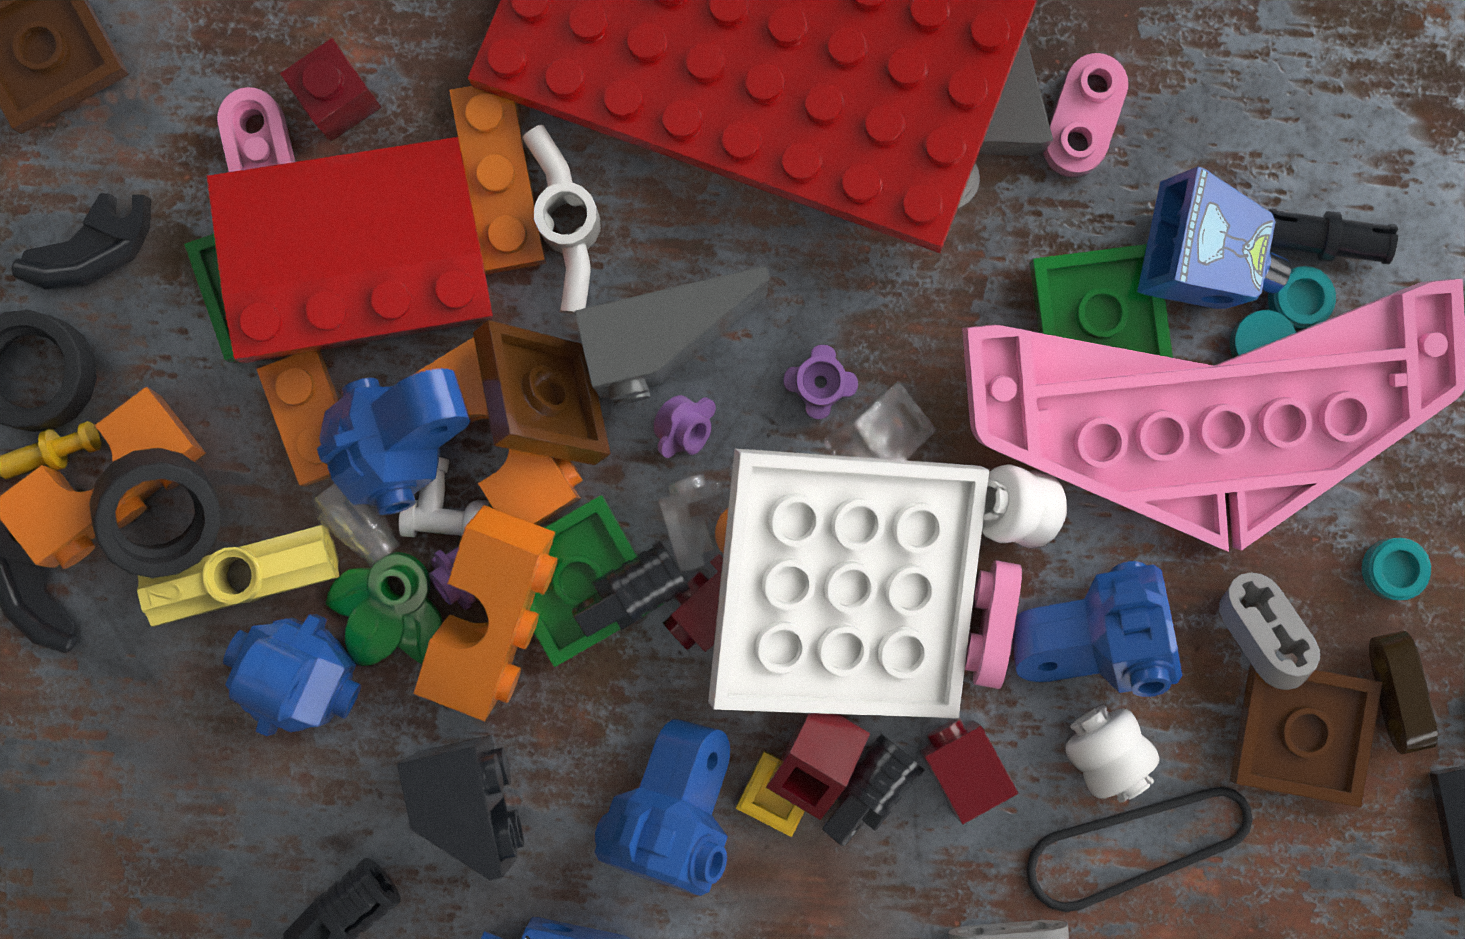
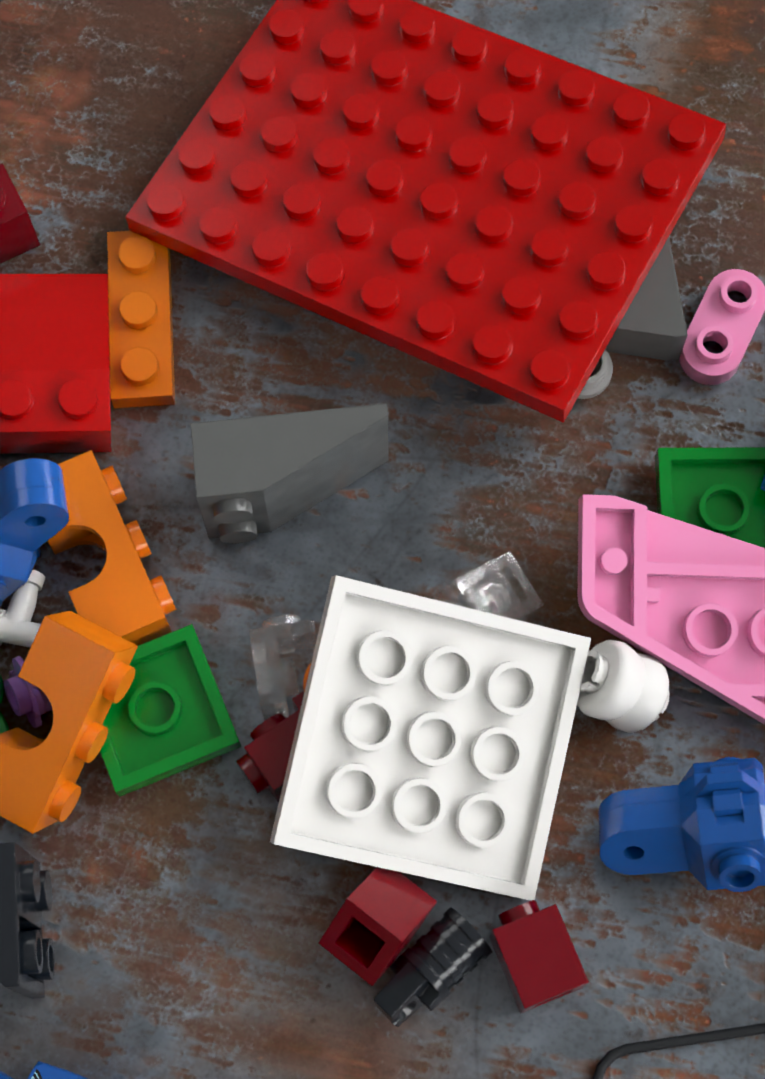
camera: 10 degrees right, 15 degrees down
(540, 394) = (145, 510): reddish brown plate -> none
(560, 192) = (193, 337): white piece -> none
(631, 591) = (208, 716): black hinge -> none
(667, 823) = (205, 972): blue piece -> none
(683, 425) = (286, 568): medium lavender plate -> none
(765, 804) = (321, 969): yellow tile -> none
(802, 381) = (434, 527): medium lavender plate -> none
(989, 650) = (573, 833): bright pink plate -> none
(1112, 753) = (695, 958): white piece -> none

